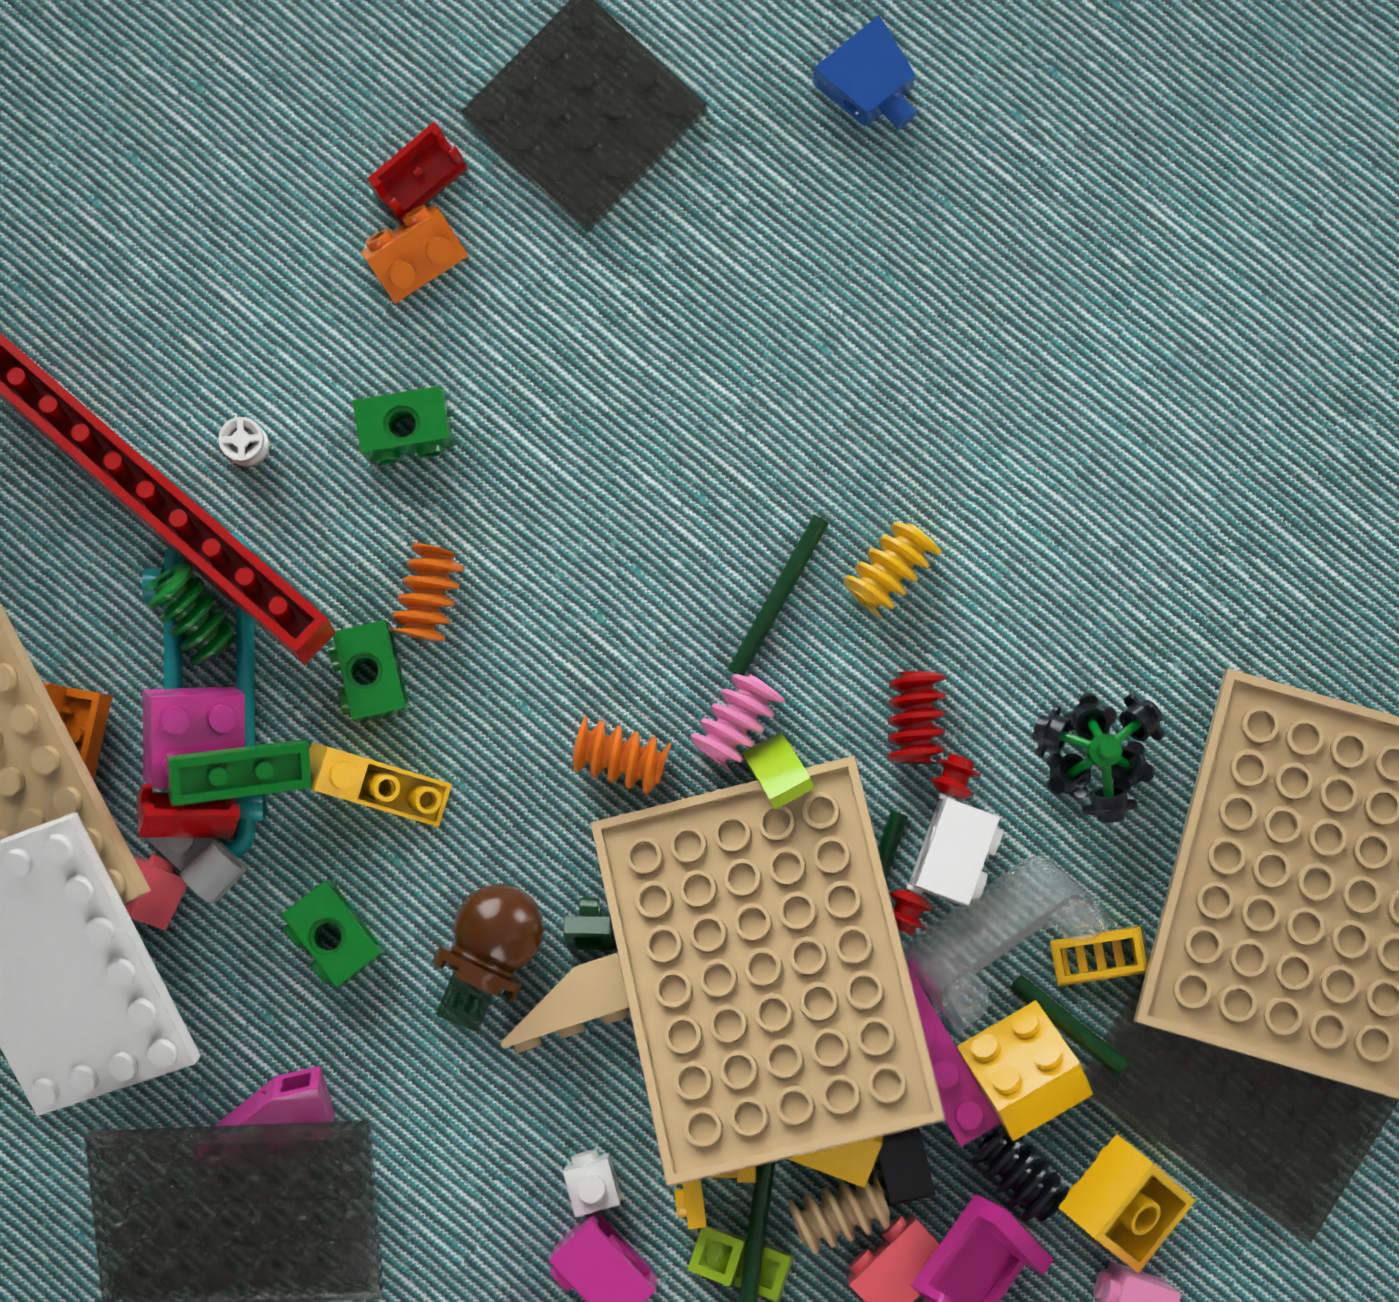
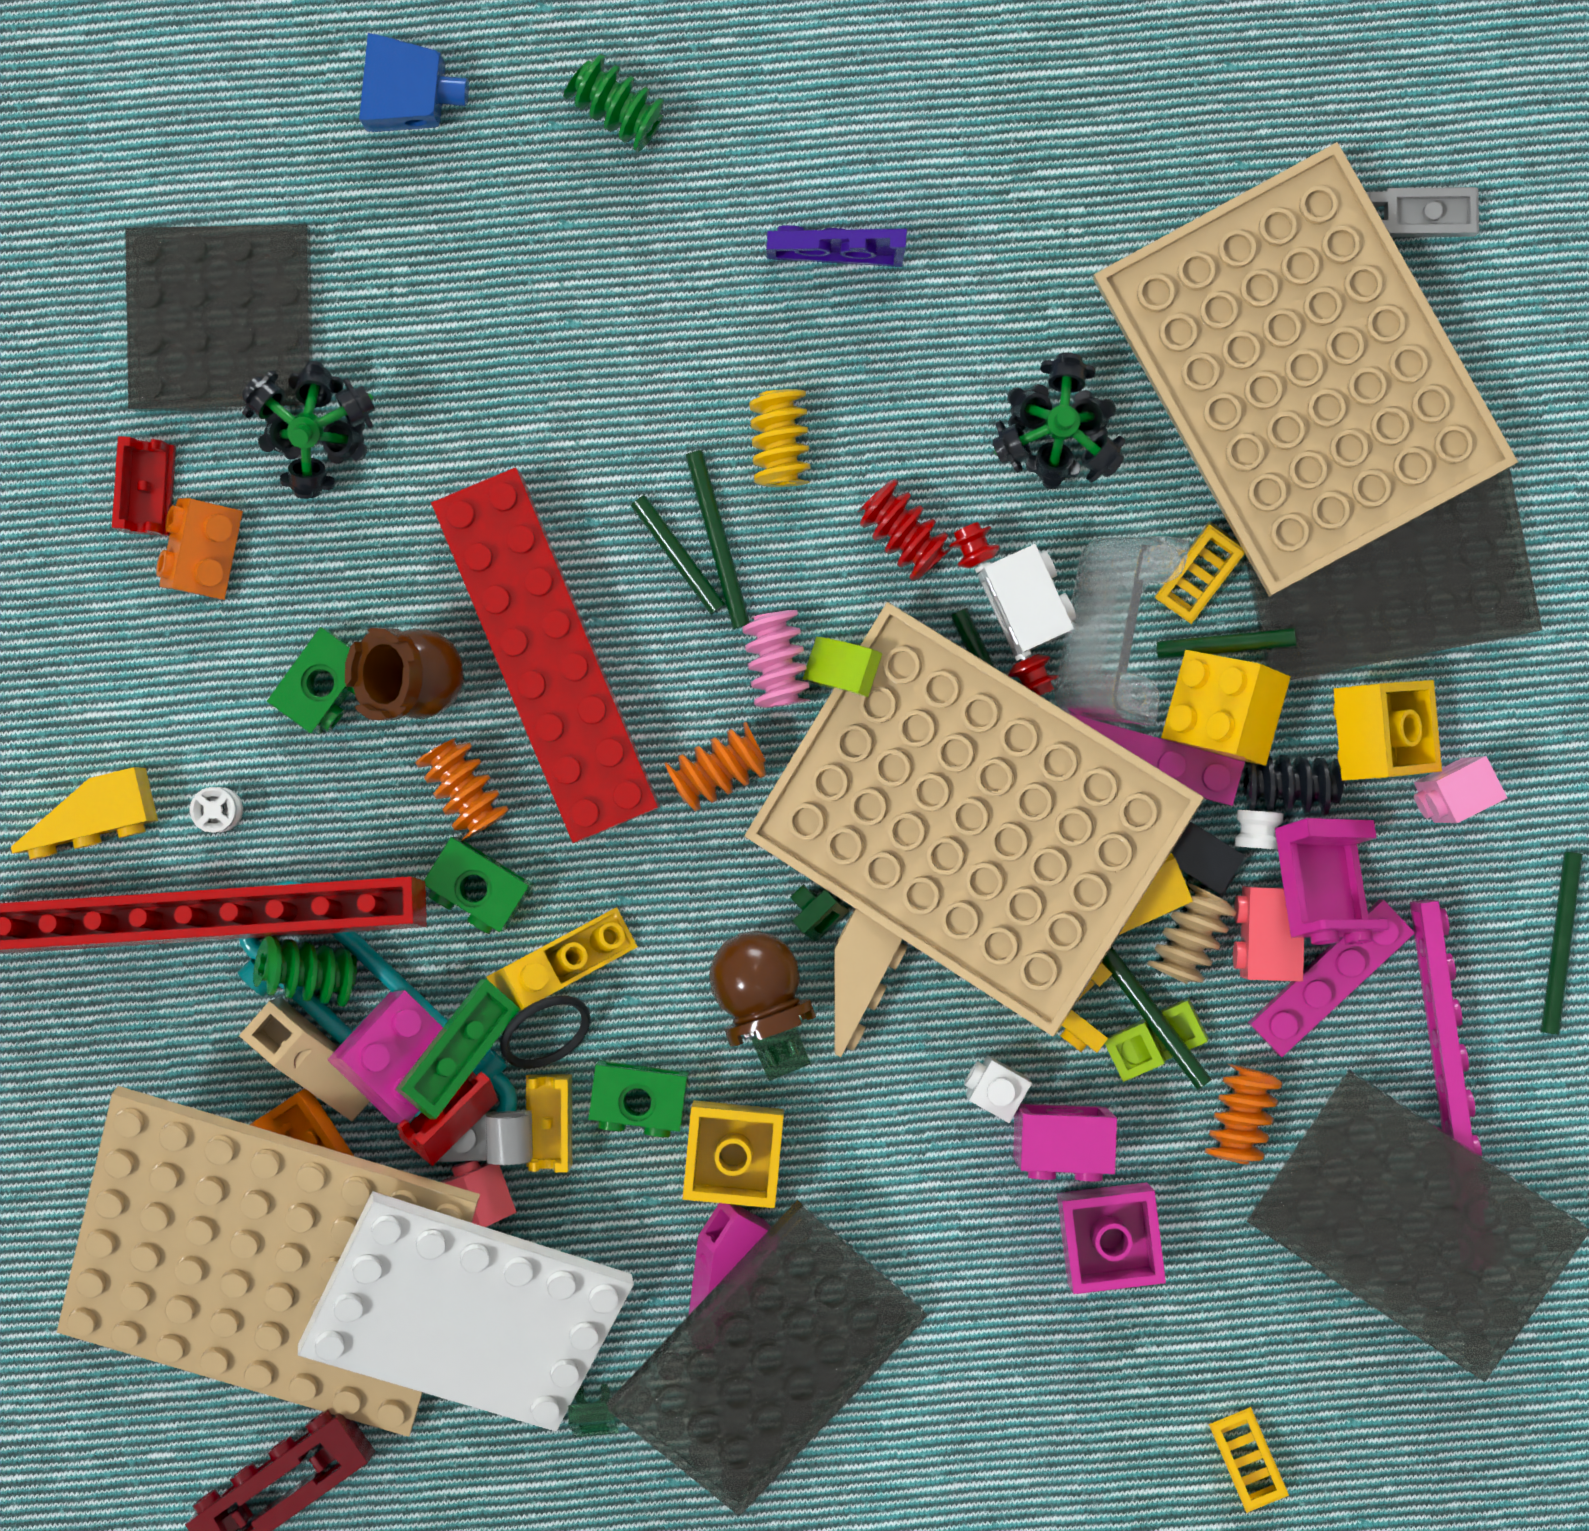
camera: 40 degrees left, 5 degrees up
(70, 1131) = (592, 1418): none -> clear green tile
(129, 665) = (302, 1054): none -> tan slope
(164, 359) = (97, 807): none -> yellow slope
(265, 880) = (551, 1107): none -> yellow hinge
(318, 796) = (532, 1009): none -> black tyre
(357, 1042) = (733, 1154): none -> yellow brick
(465, 474) = (403, 673): none -> reddish brown tile
(557, 238) = (299, 433): none -> black plant
(577, 559) = (545, 655): none -> red brick
(739, 579) = (677, 554): none -> dark green bar
(963, 1182) = (1258, 829): none -> white wheel
(1004, 226) = (615, 101): none -> green piece
(1063, 473) = (838, 245): none -> dark purple wing

